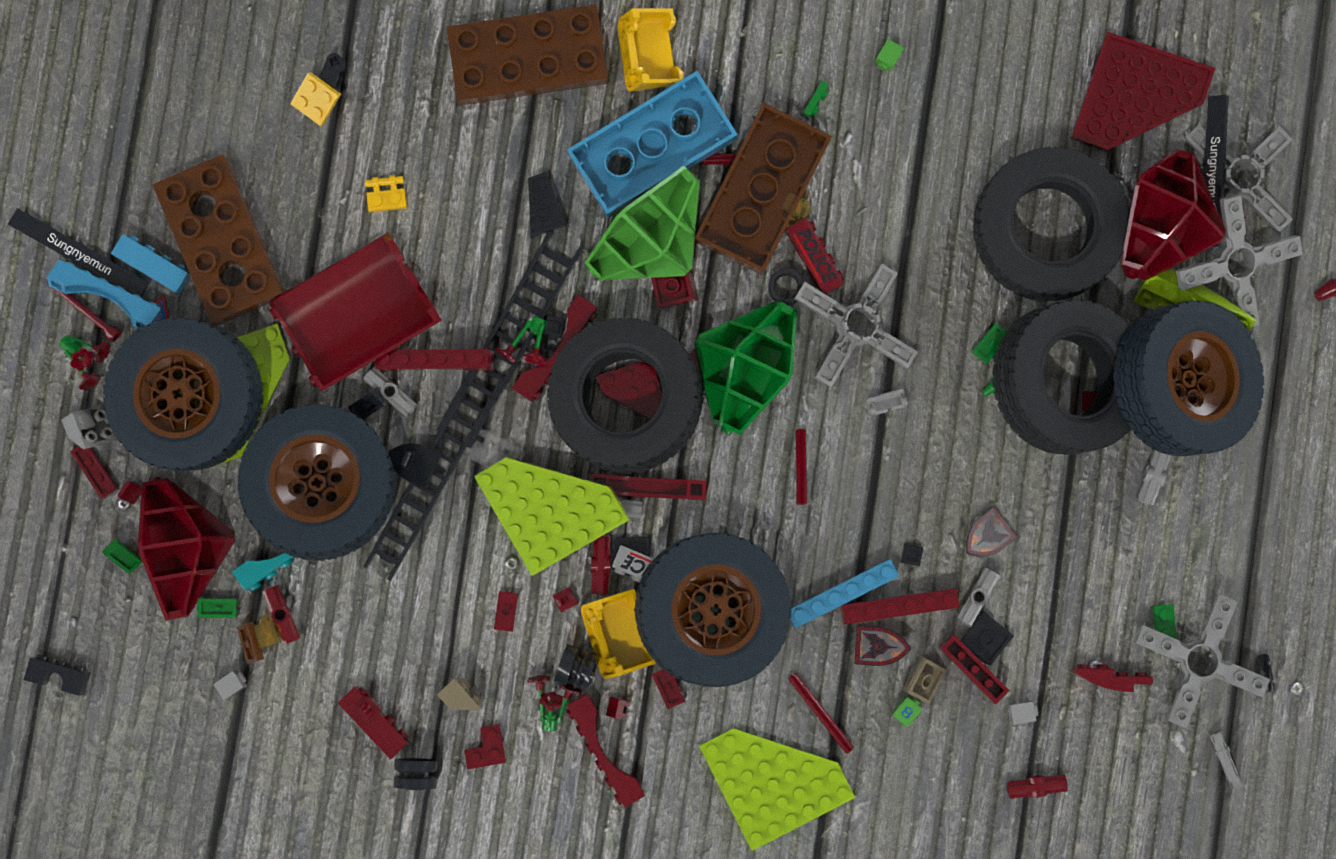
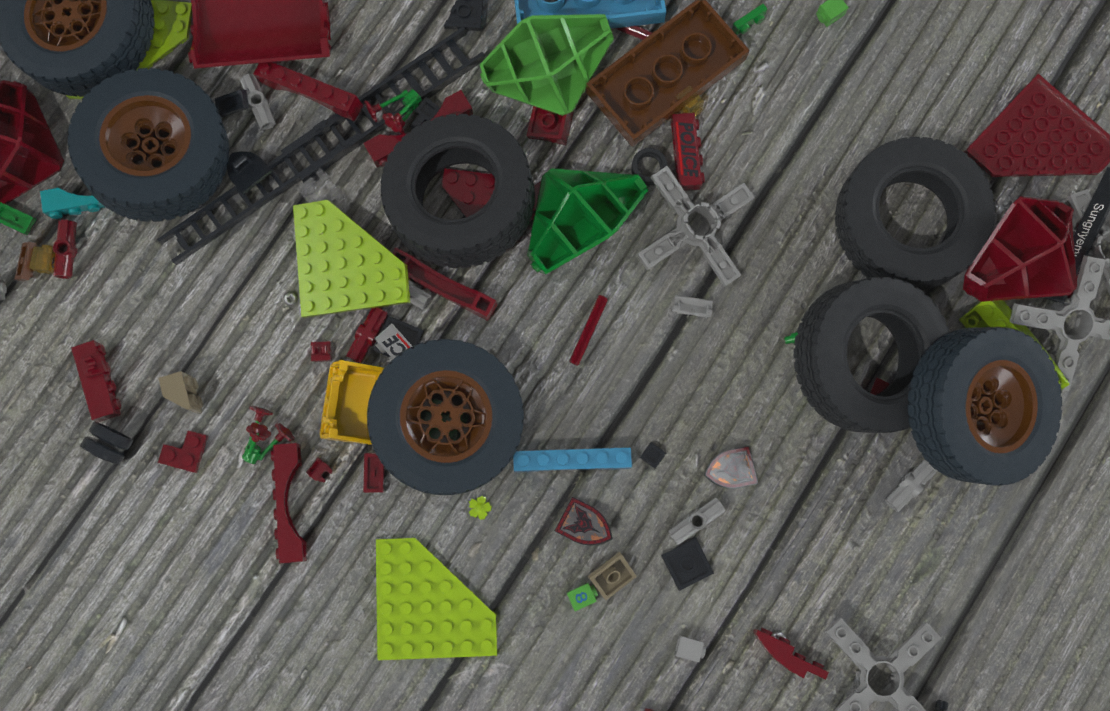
camera: 25 degrees right, 5 degrees down
(506, 611) = (263, 337): dark red plate -> none
(576, 668) = (297, 415): black wheel -> none
(777, 674) = (479, 507): none -> lime plant
(821, 713) = (502, 562): dark red axle -> none
(899, 606) = (620, 496): dark red brick -> none
(973, 669) = (662, 586): dark red brick -> none
(988, 345) = (804, 299): green plate -> none
(1164, 619) = (863, 623): green plate -> none

